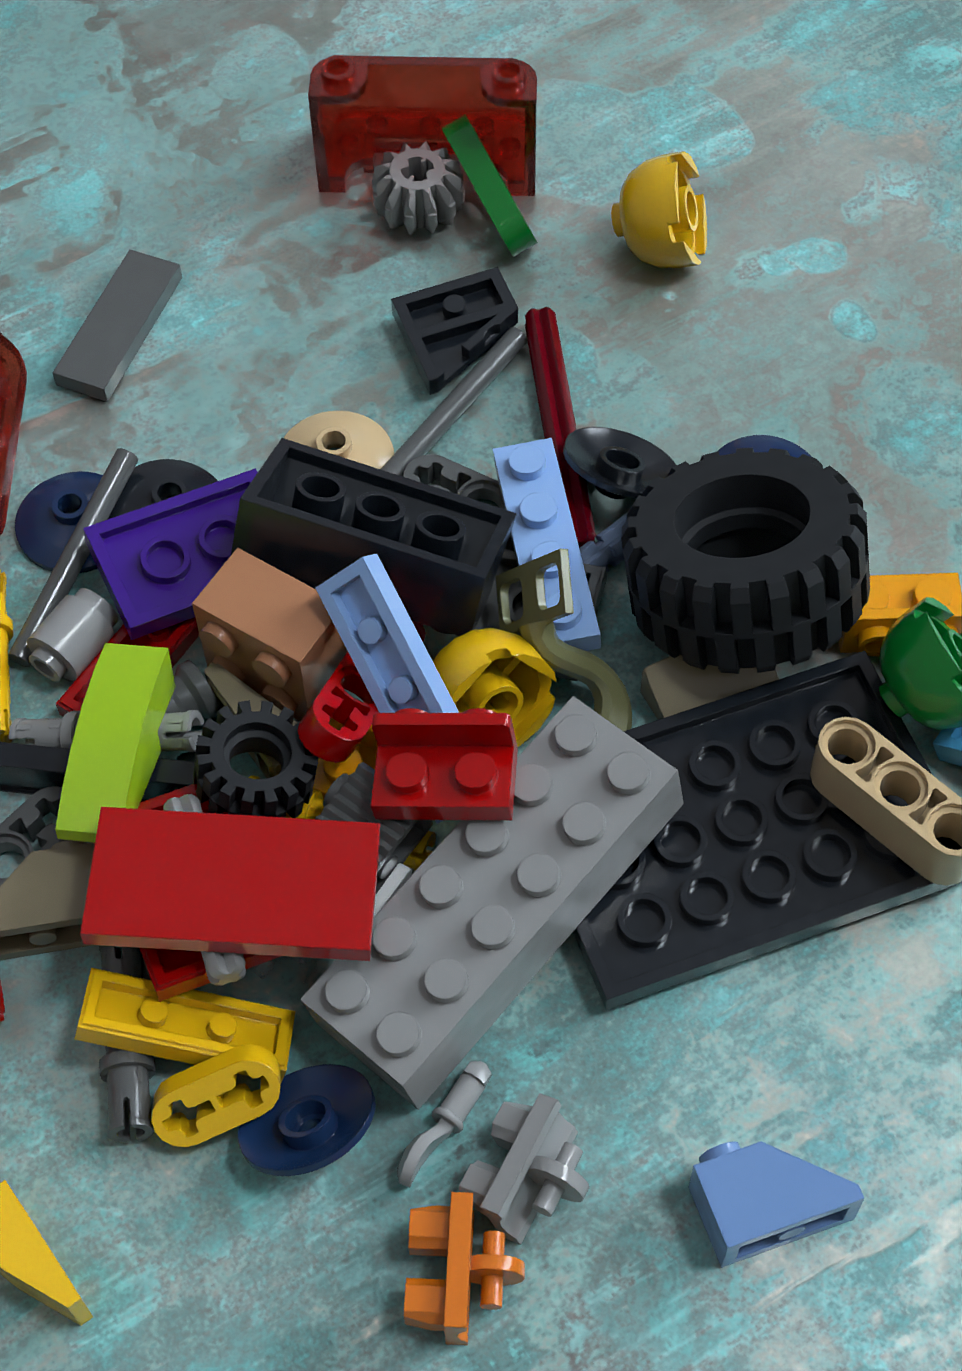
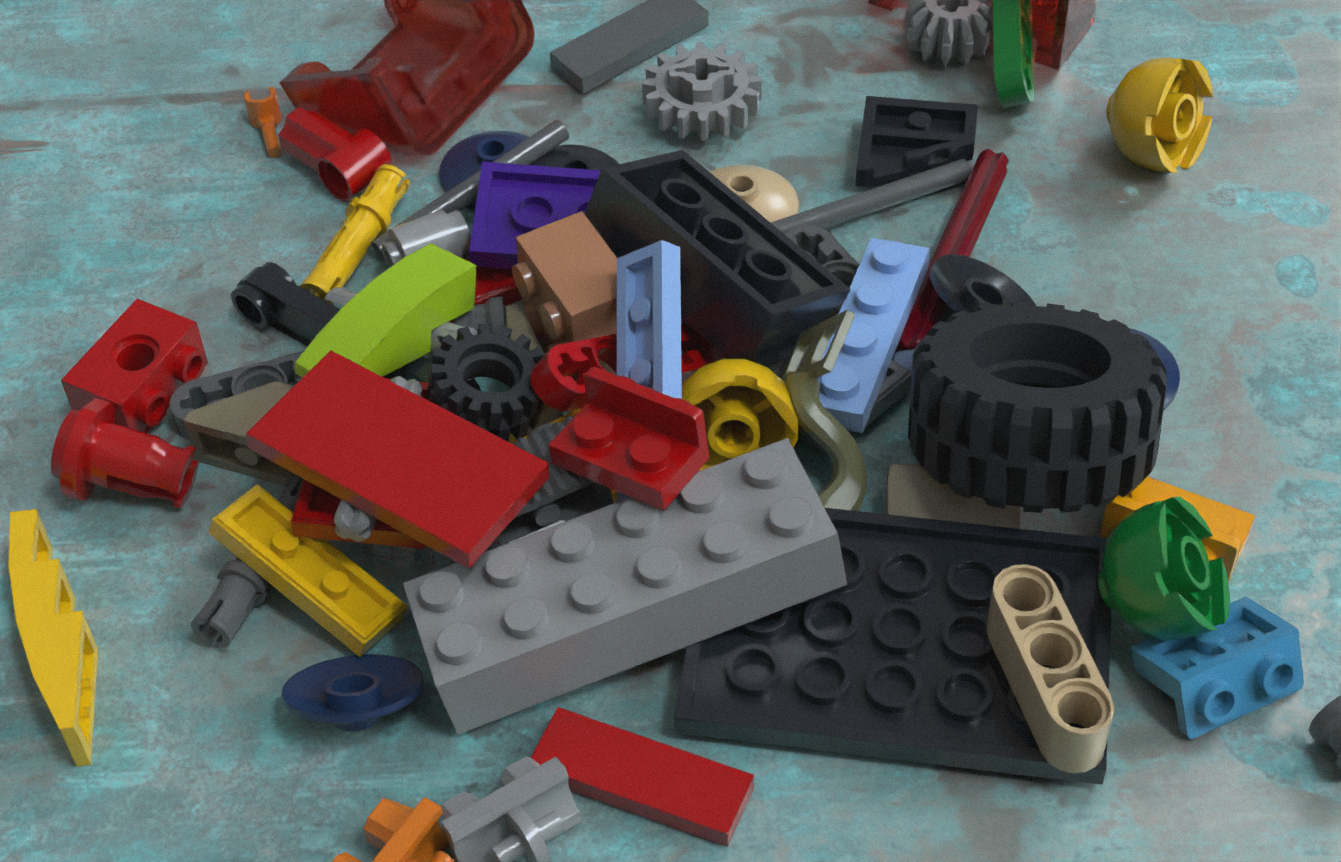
camera: 30 degrees right, 10 degrees down
(217, 1097) = (294, 648): yellow beam -> none
(231, 355) = (702, 90): none -> light grey gear
(449, 1119) = (478, 750): light grey piece -> none
(607, 1063) = (647, 776): none -> red tile

